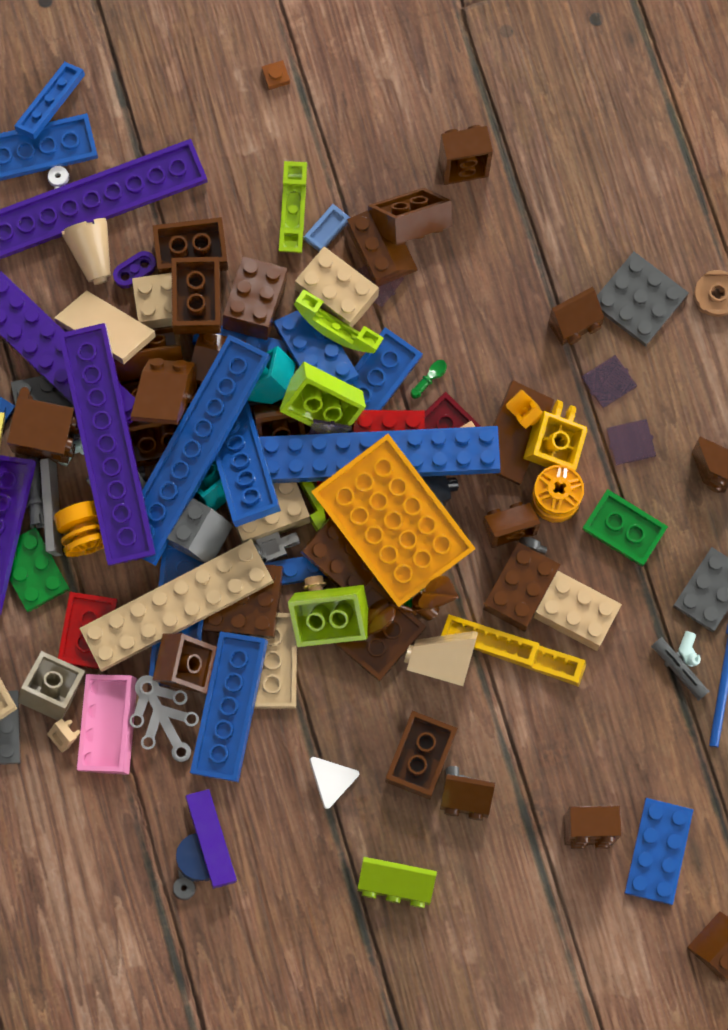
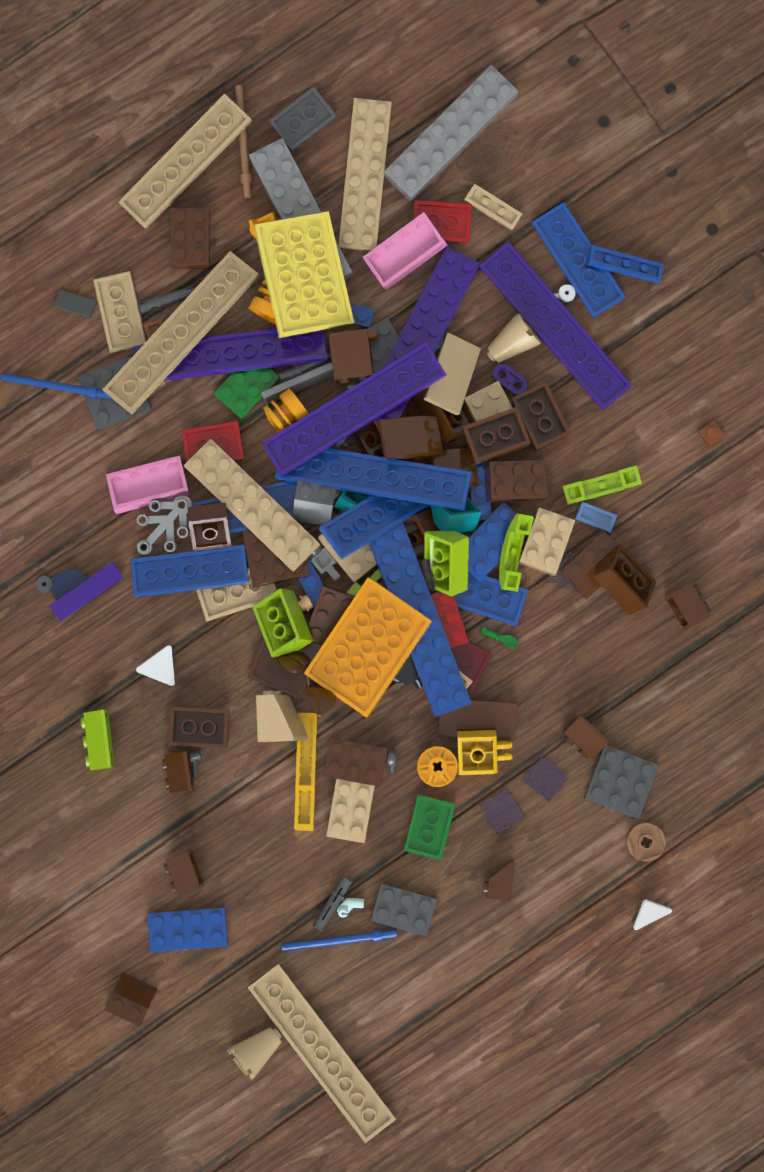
camera: 75 degrees right, 10 degrees up
(50, 686) = (161, 433): dark tan slope -> none
(62, 734) = (127, 454): tan tile -> none
(511, 524) = (402, 738): reddish brown slope -> none
(524, 409) = (495, 720): light orange bracket -> none

